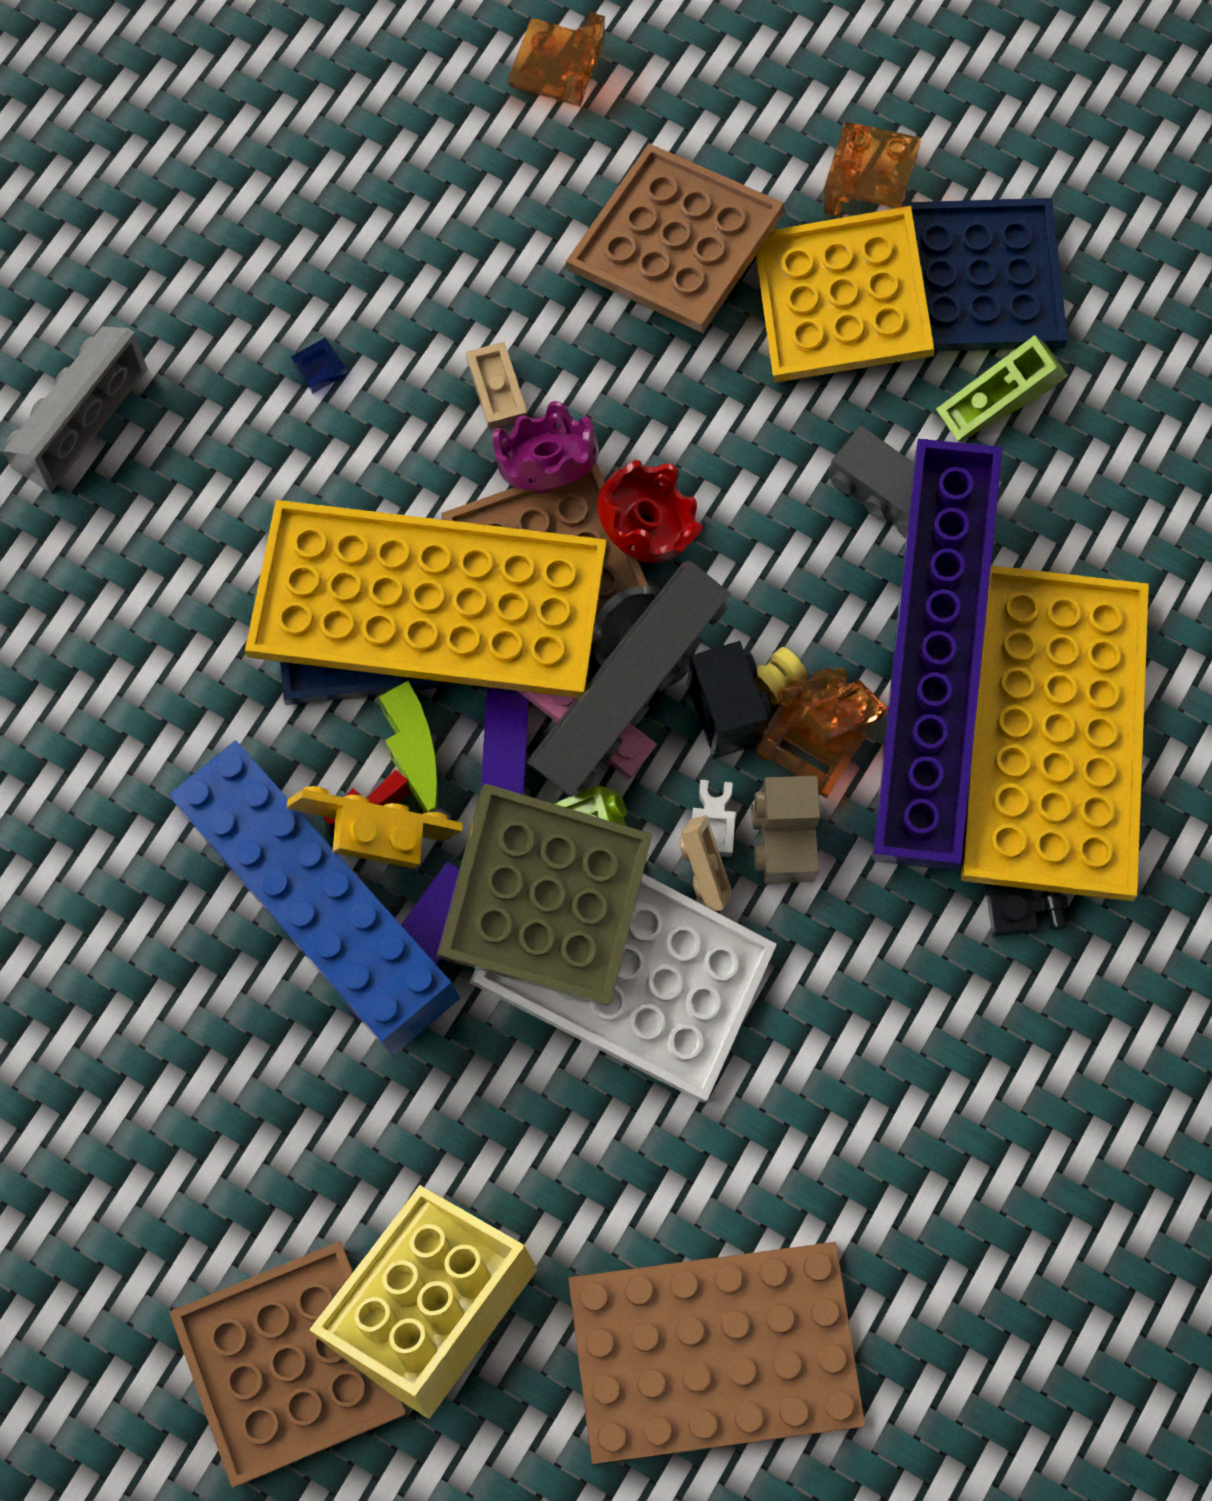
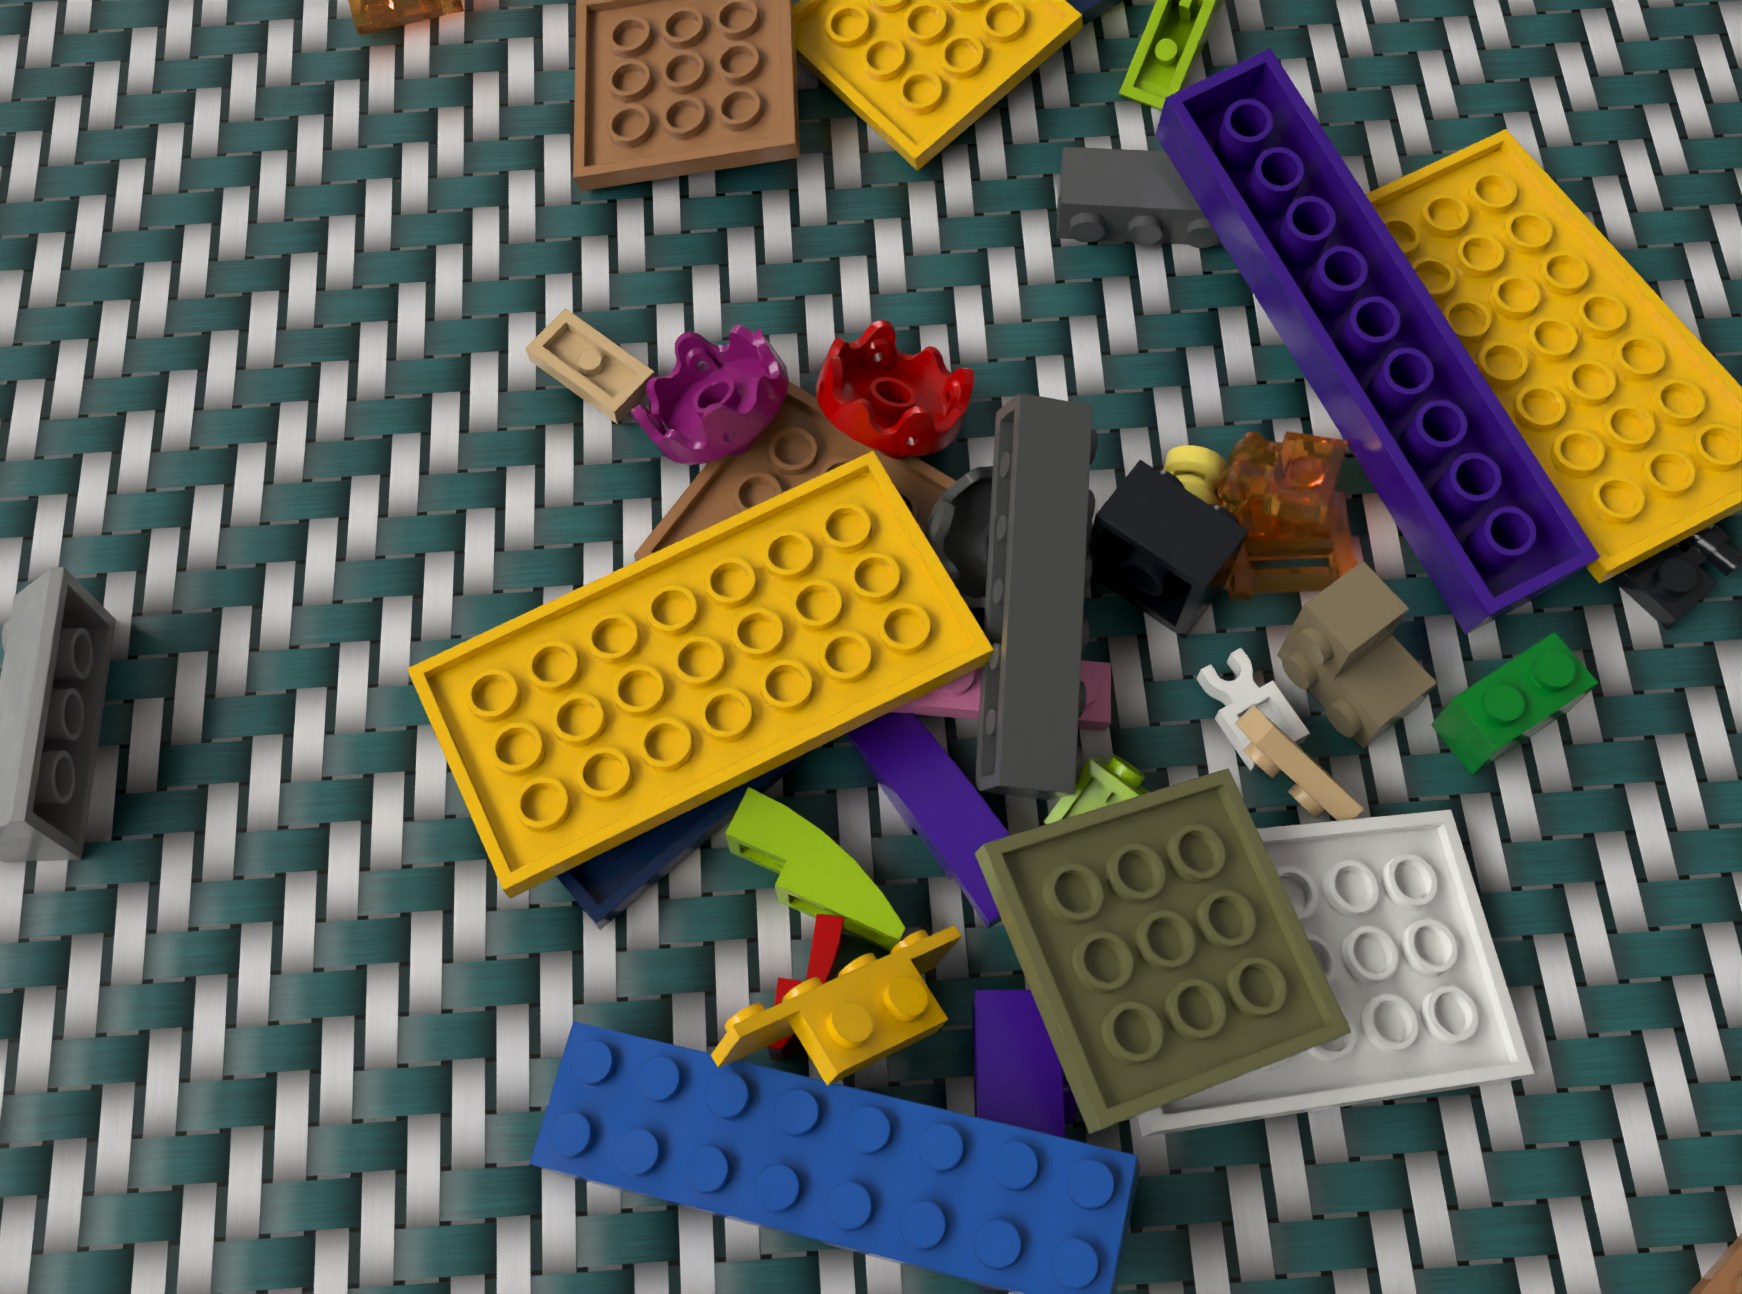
camera: 30 degrees left, 5 degrees down
(319, 365) = (345, 478): clear blue tile -> none
(858, 912) = (1513, 703): none -> green brick

